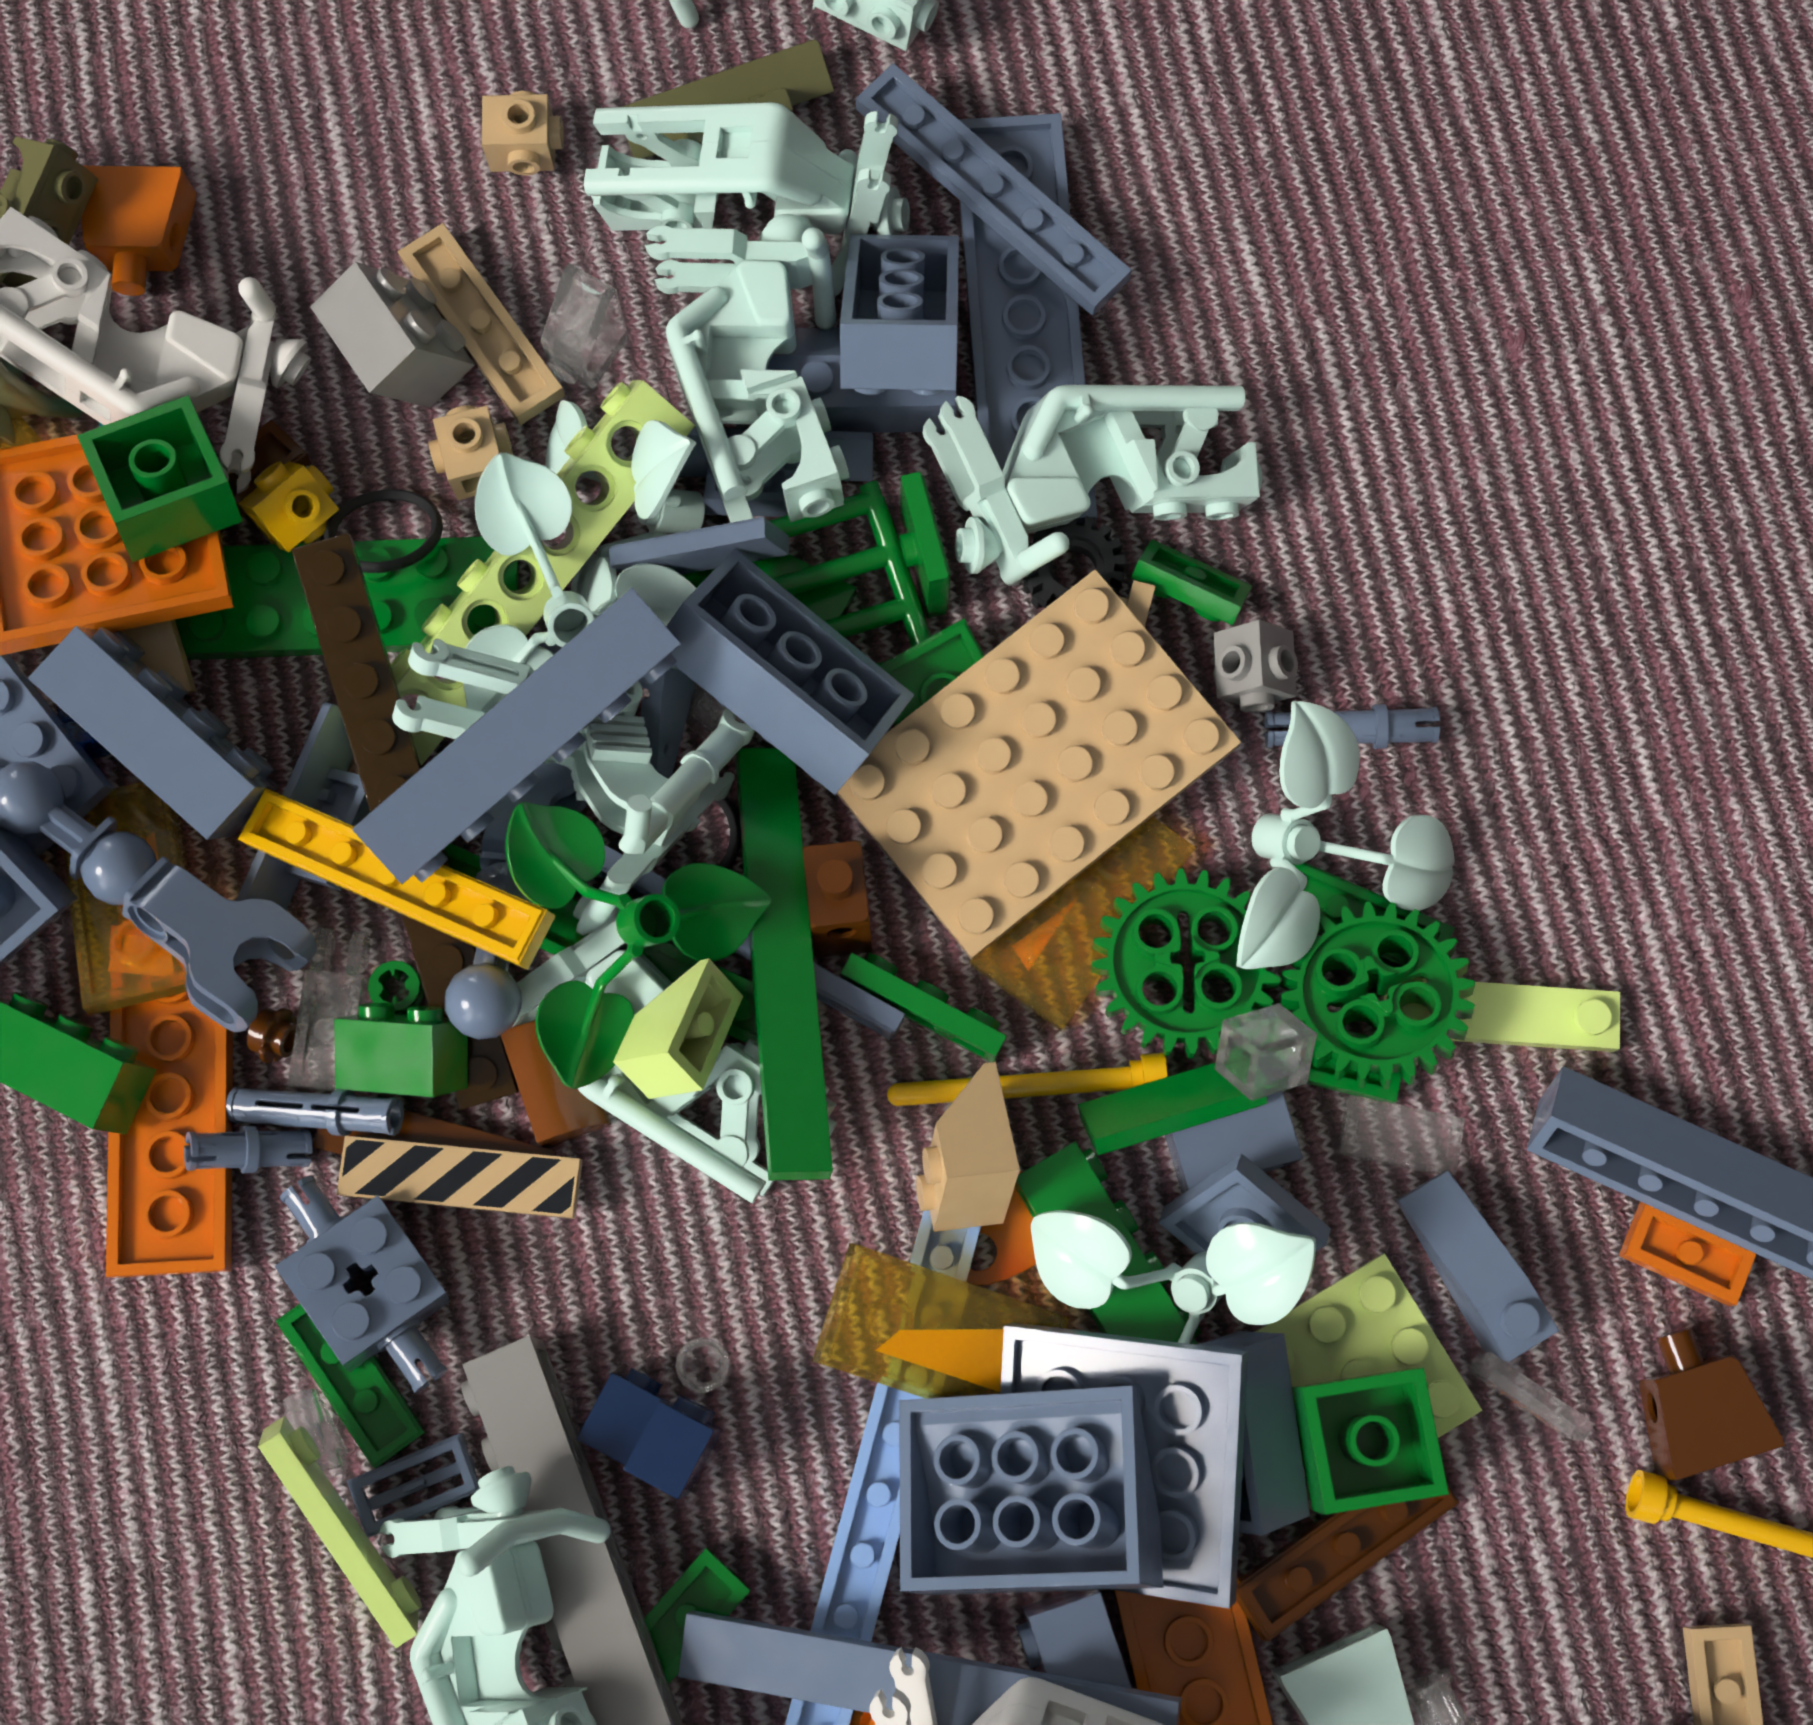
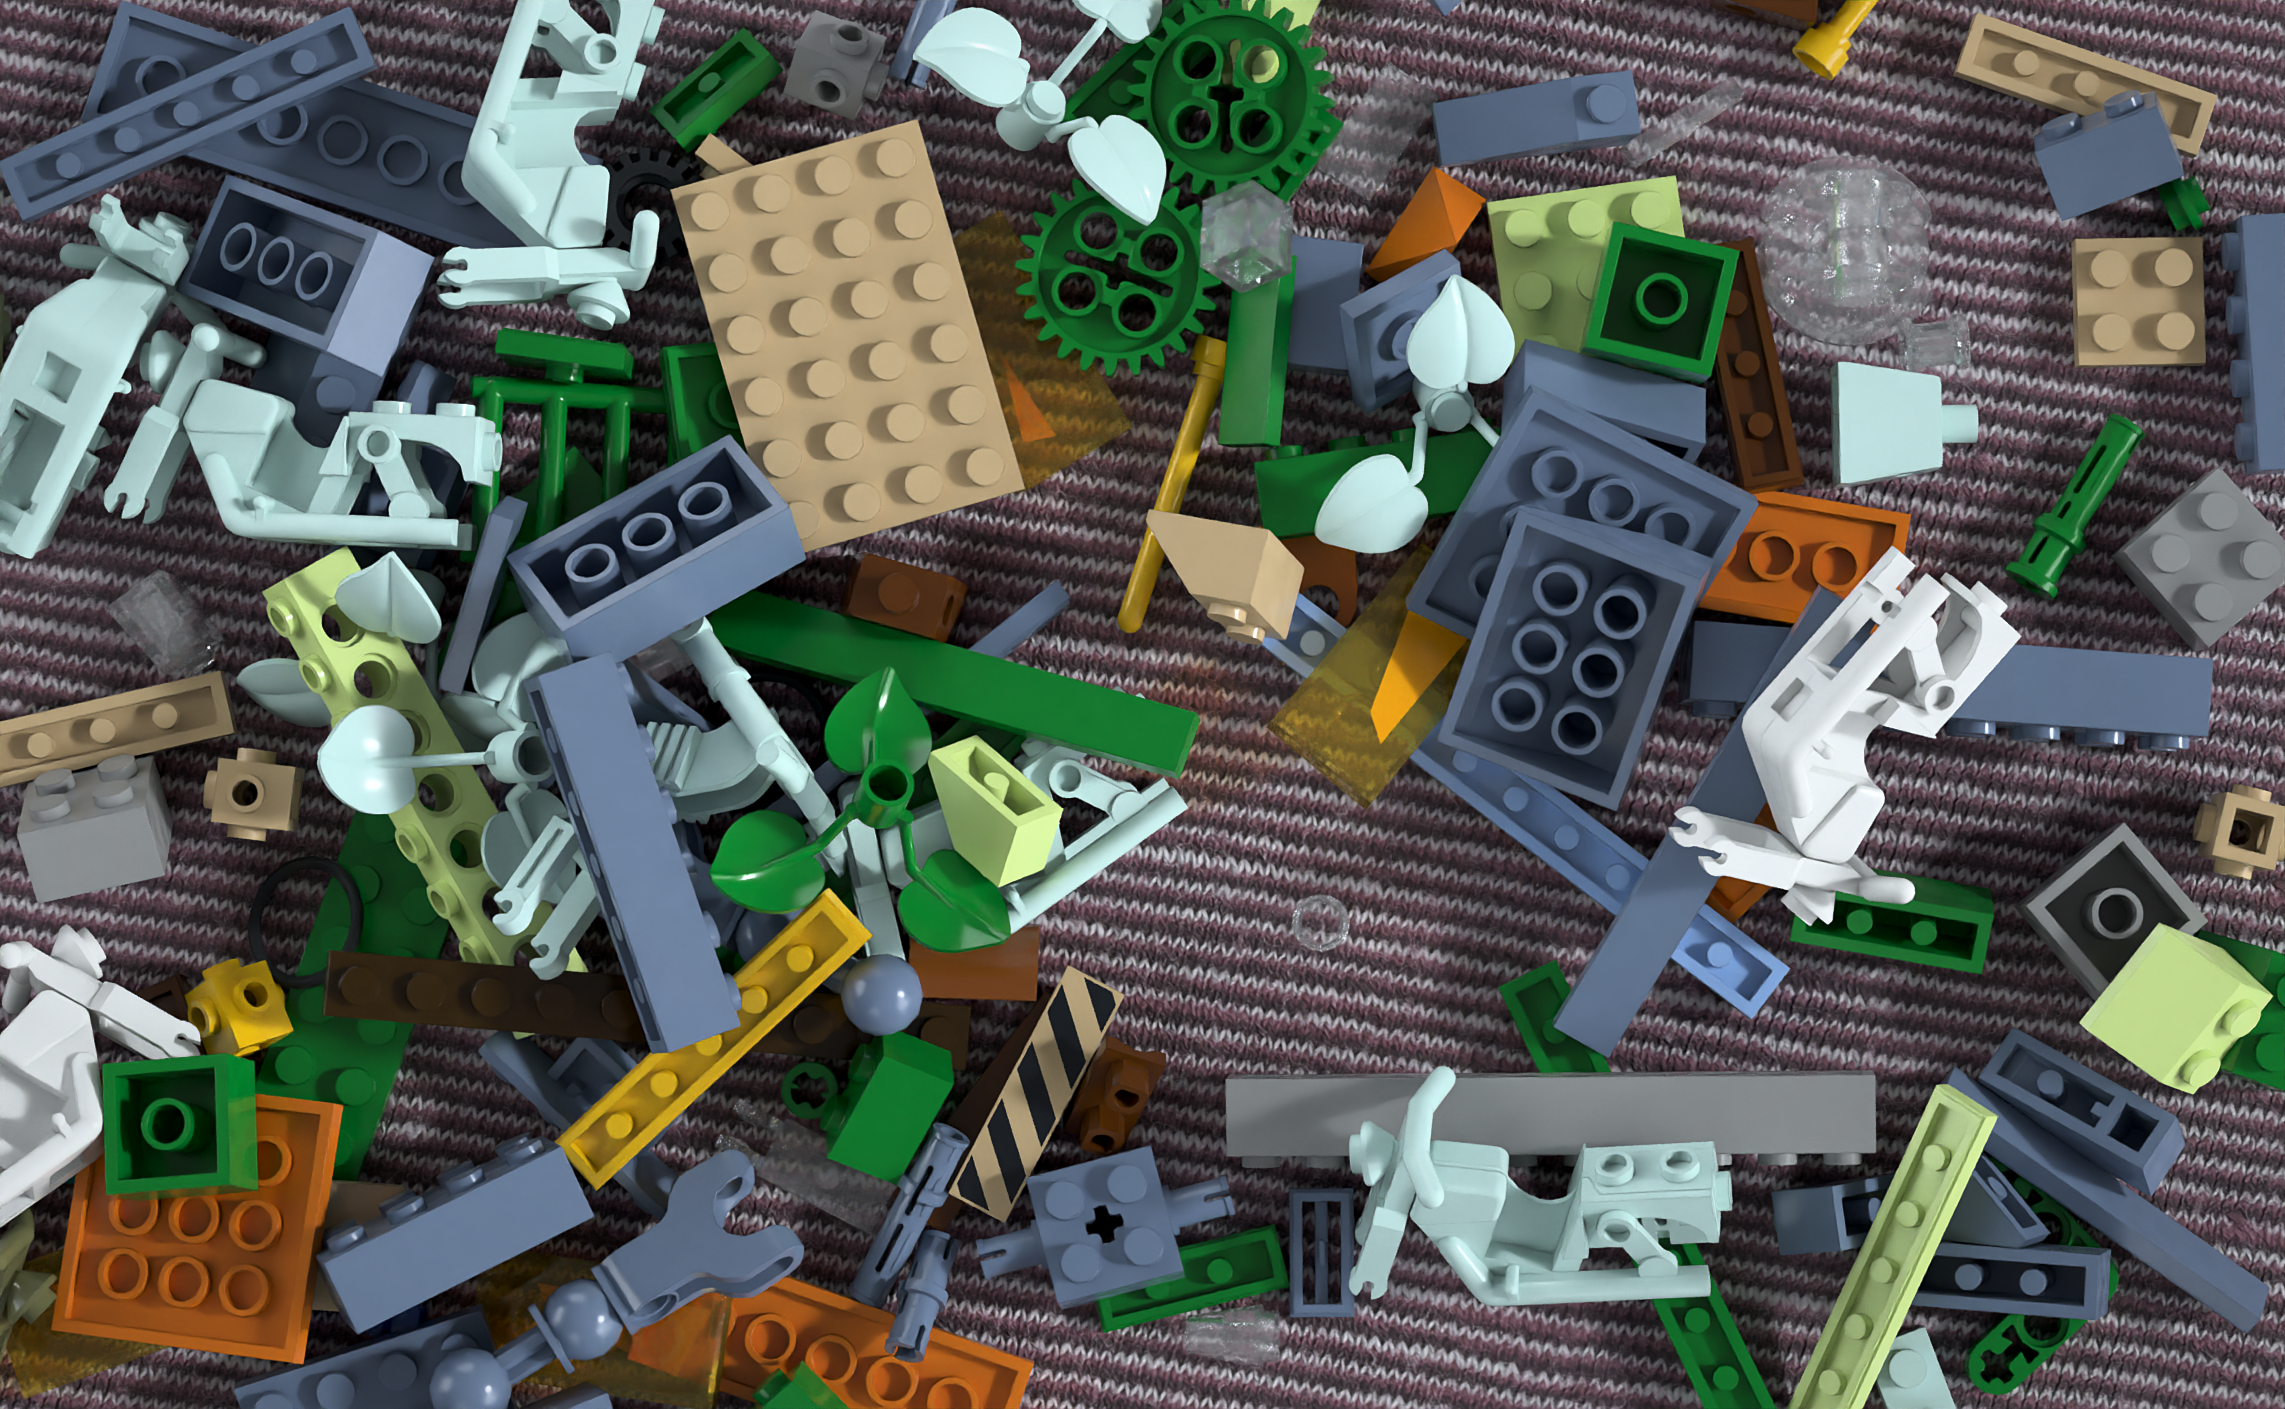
camera: 70 degrees left, 10 degrees up
(272, 1034) = (814, 1228): reddish brown plate -> none
(294, 1461) = (1253, 1347): yellowish green plate -> none
(480, 1243) = (1112, 1095): none -> reddish brown hips
(650, 1434) = (1367, 997): dark blue brick -> none
(926, 1006) = (1052, 556): green plate -> none
(1354, 1214) = (1430, 223): none -> orange slope
(1495, 1623) = (1845, 251): none -> clear piece

